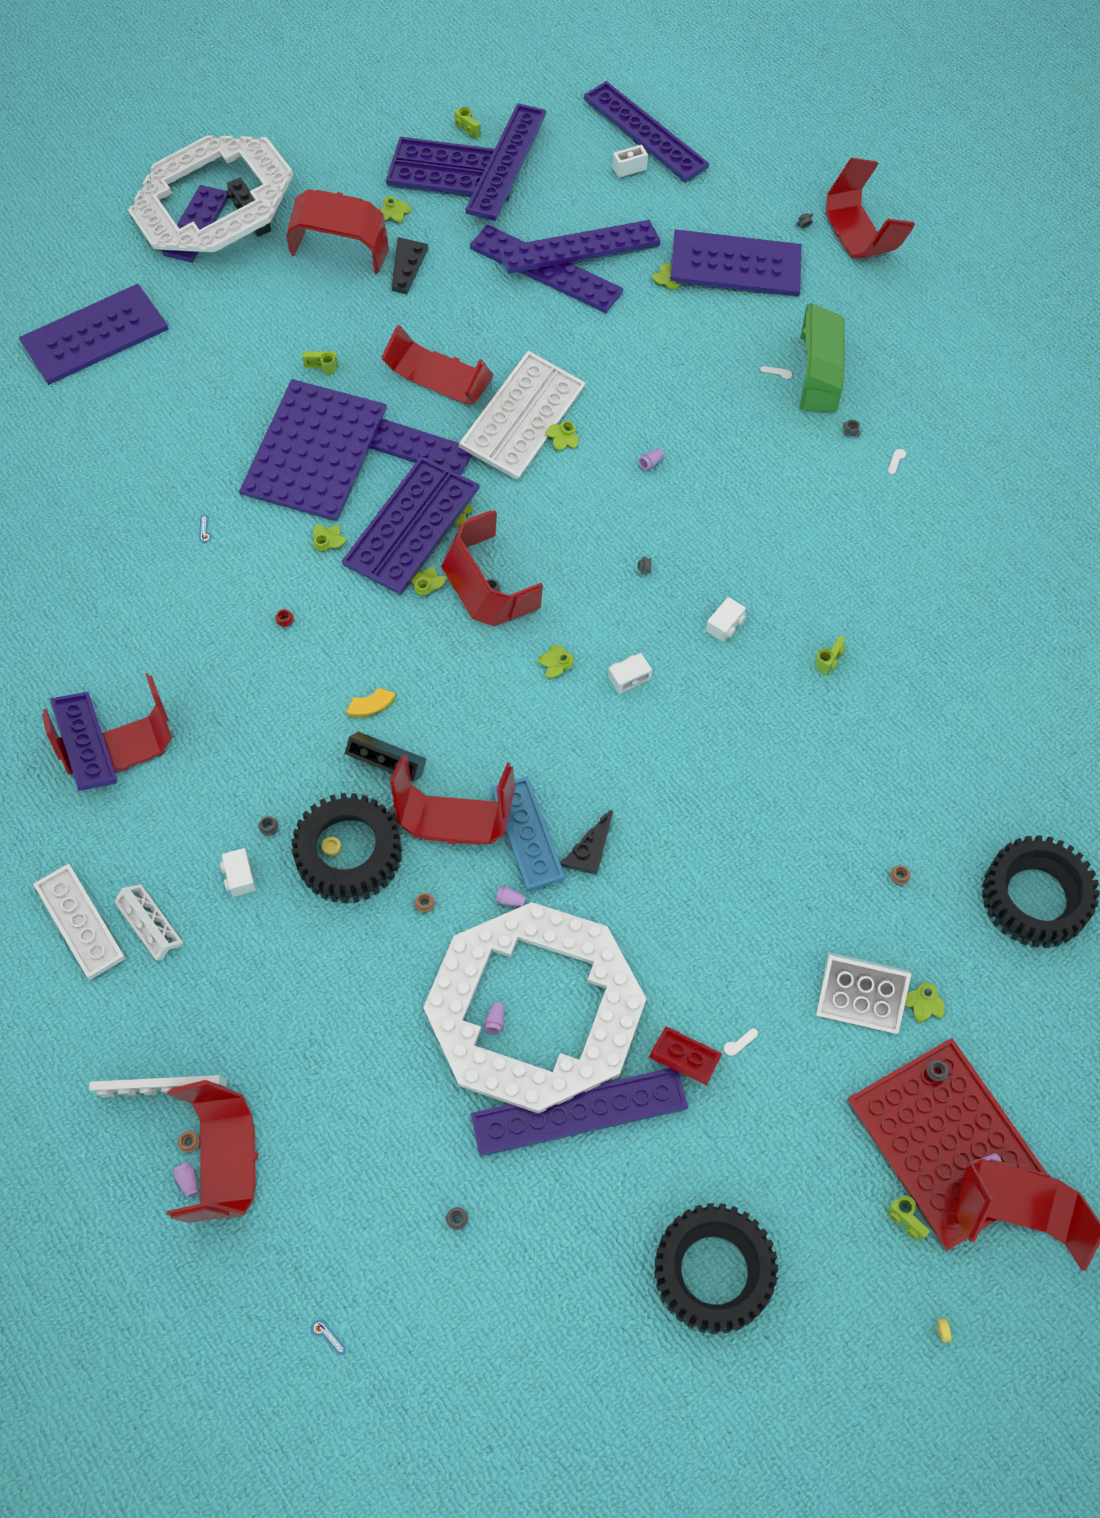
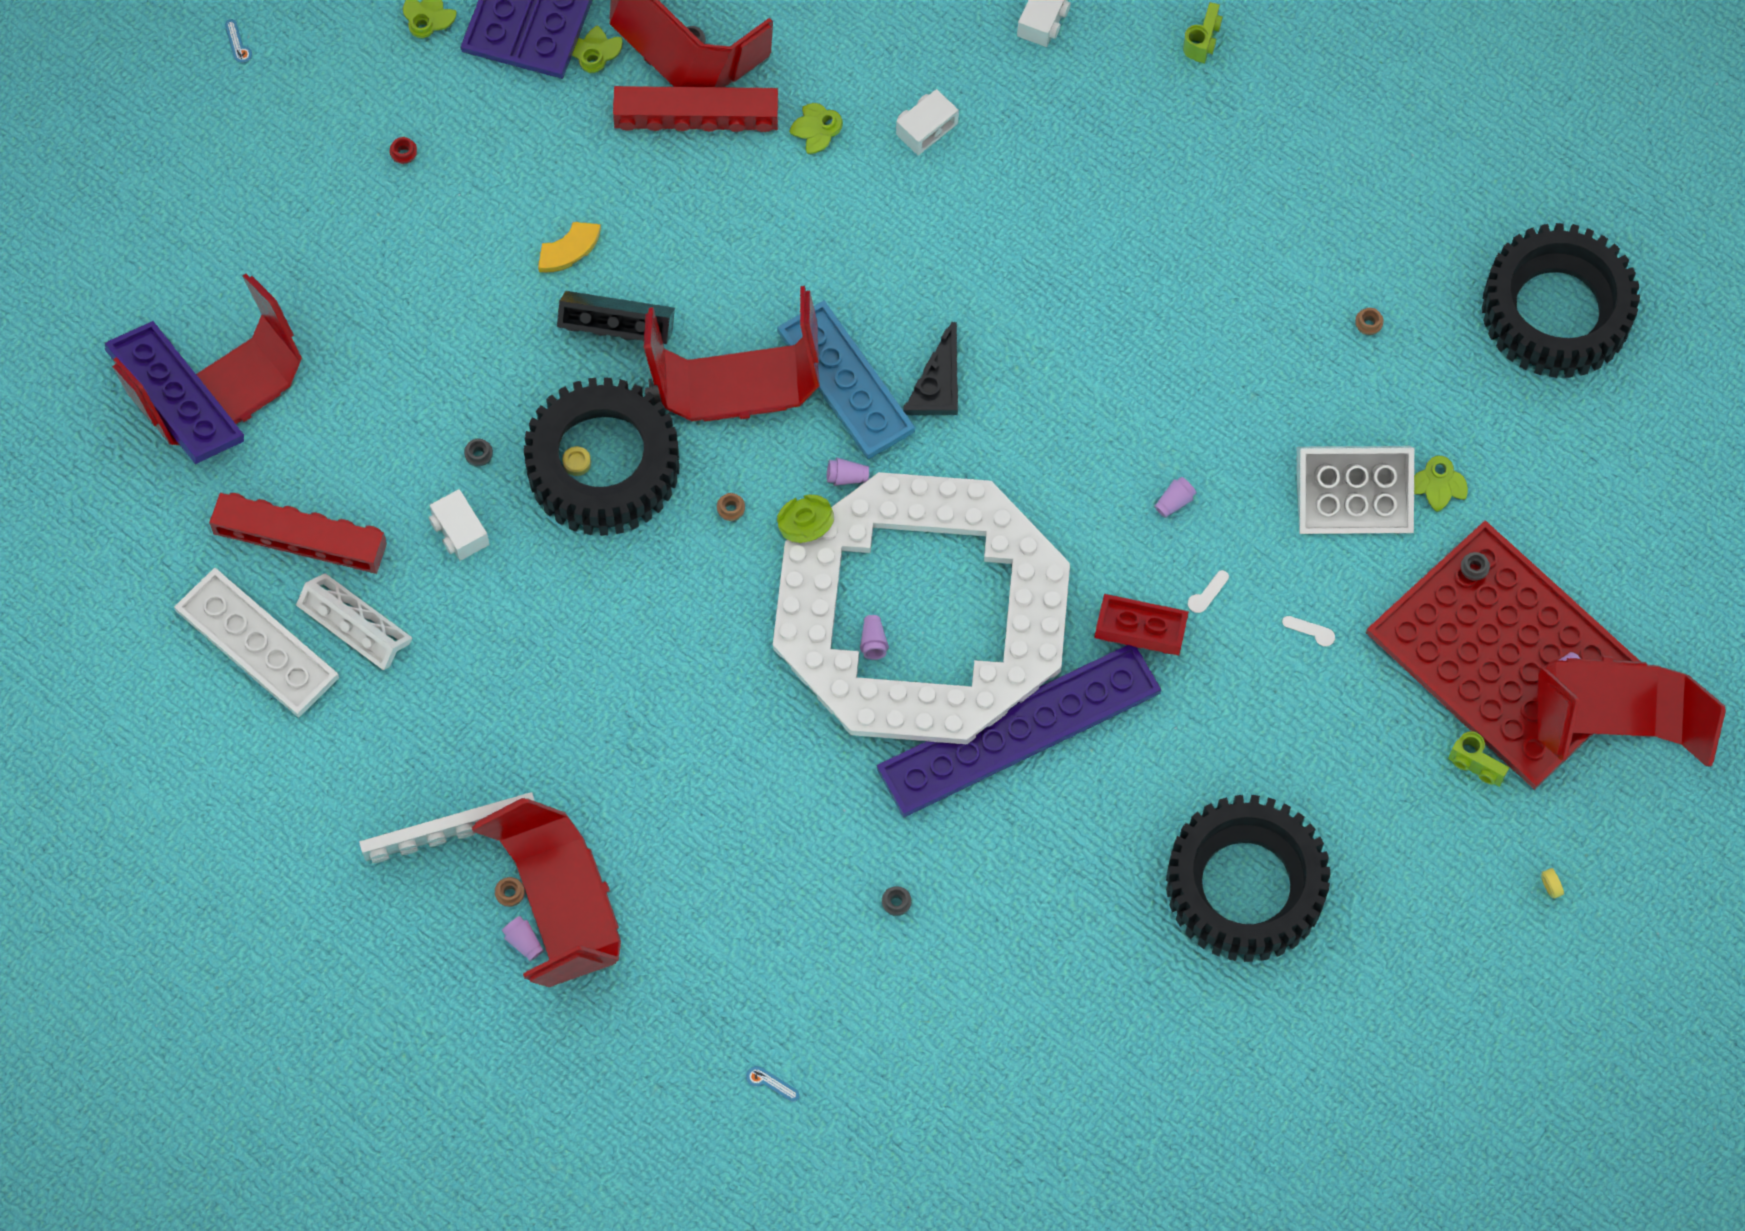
camera: 15 degrees left, 5 degrees up
(131, 852) = (298, 532): none -> red brick
(472, 923) = (805, 518): none -> lime tile
(480, 632) = (695, 108): none -> red brick
(733, 968) = (1175, 497): none -> lavender cone
(815, 1094) = (1323, 635): none -> white sticker

